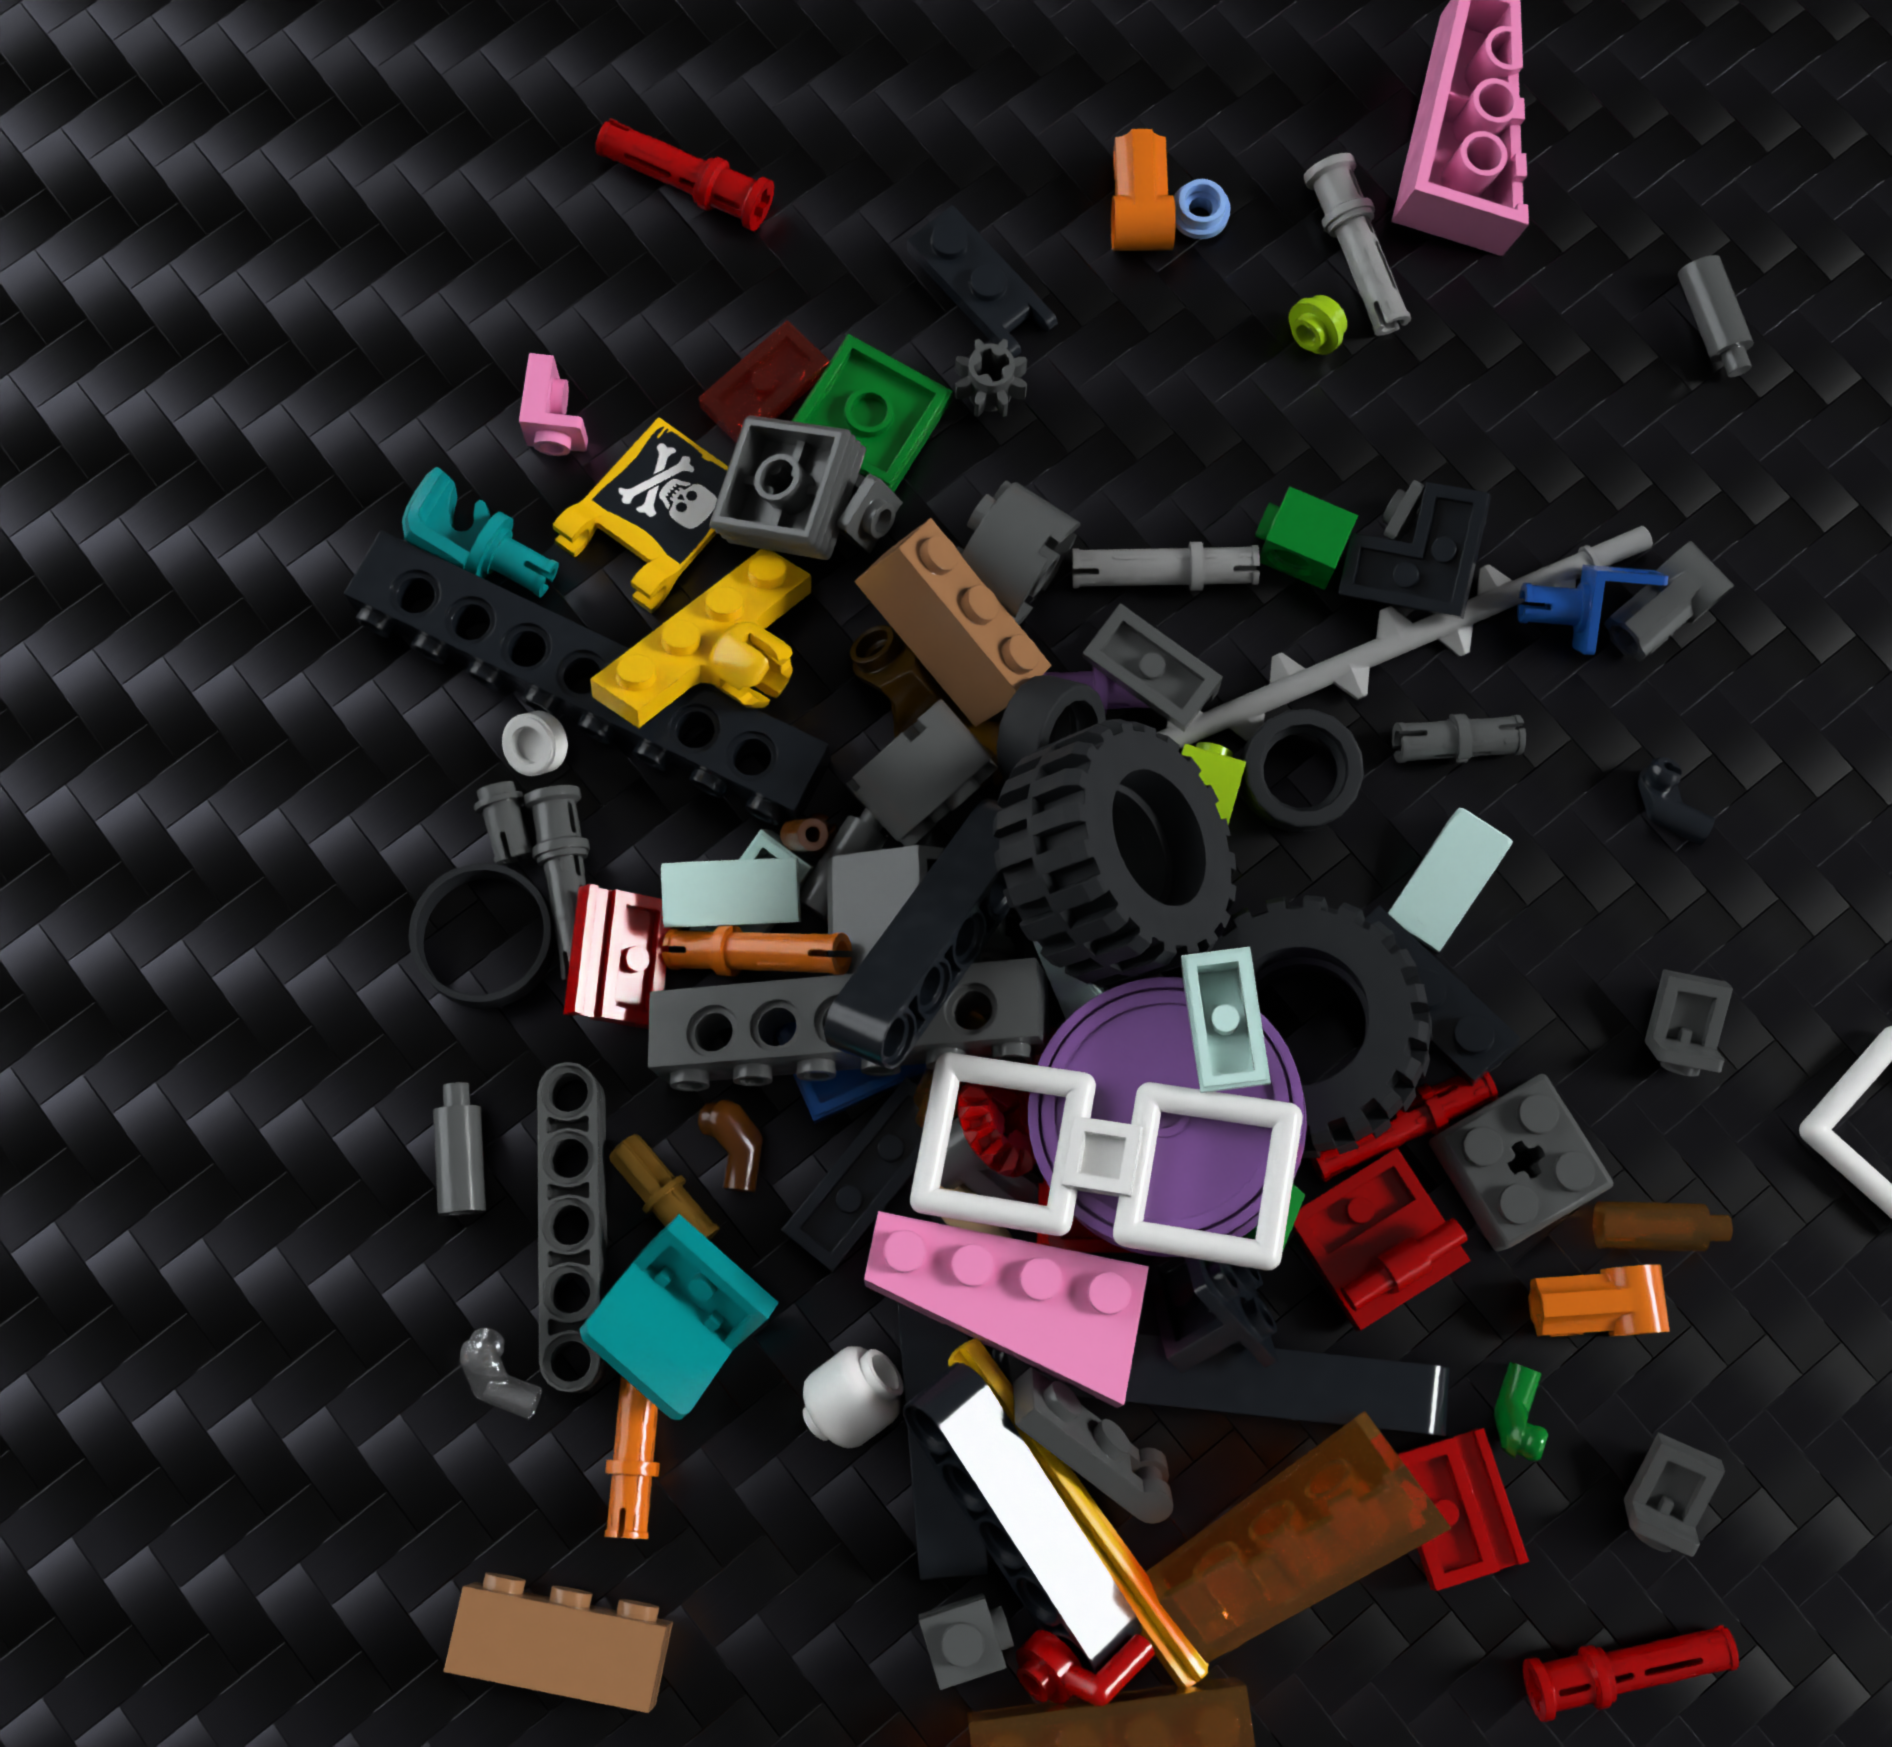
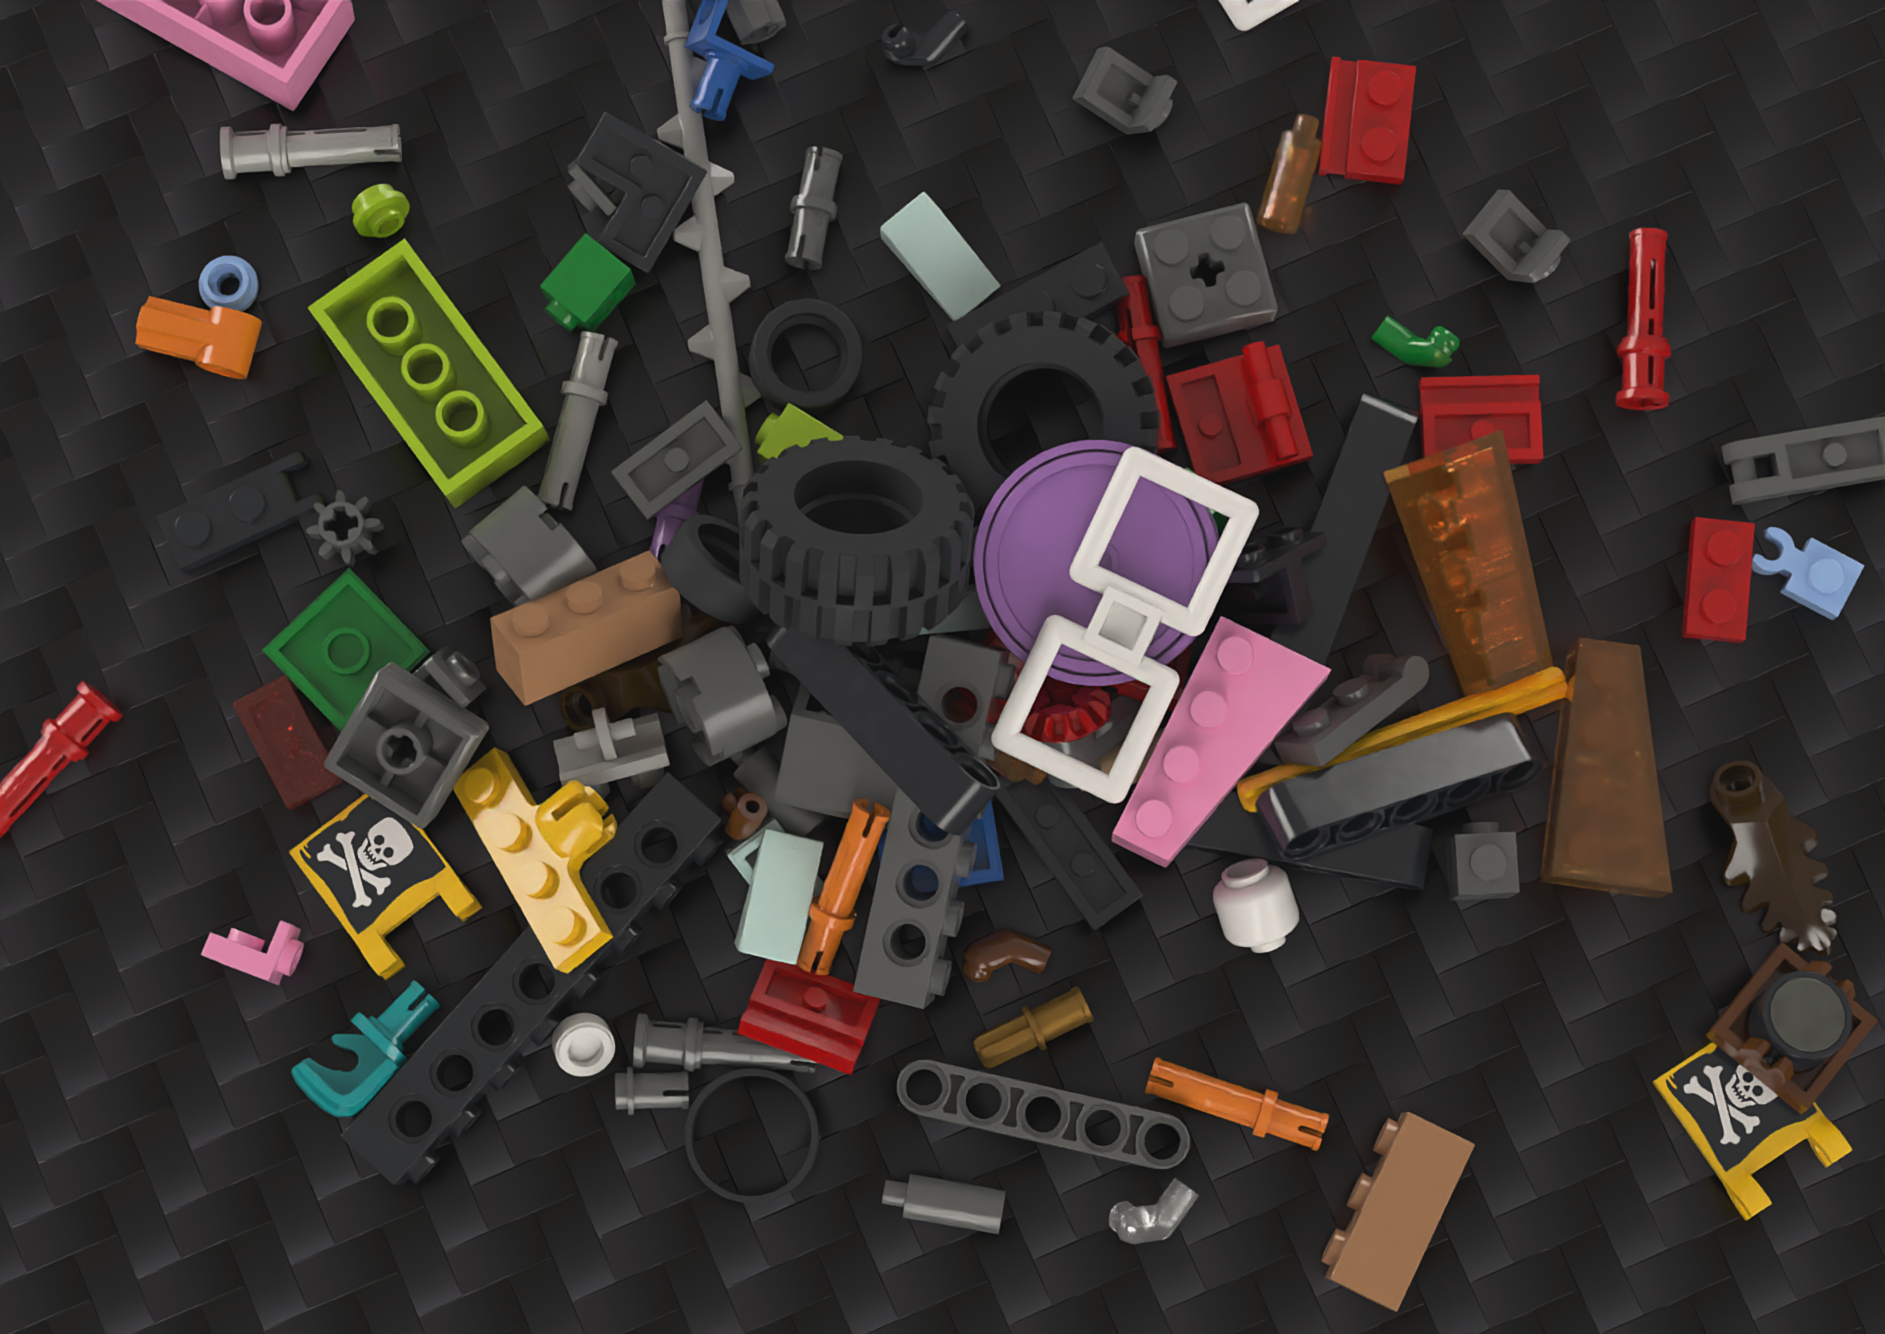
camera: 70 degrees left, 5 degrees up
(676, 1317) = (1148, 1038): teal bracket -> none
(836, 689) = (613, 753): none -> light grey hips
(1054, 1673) = (1527, 795): red plate -> none
(1167, 409) = (430, 373): none -> lime brick
(1225, 1019) = (1036, 488): light aqua slope -> none
(1616, 1301) = (1344, 232): orange piece -> none
(1748, 1294) = (1367, 120): none -> red plate

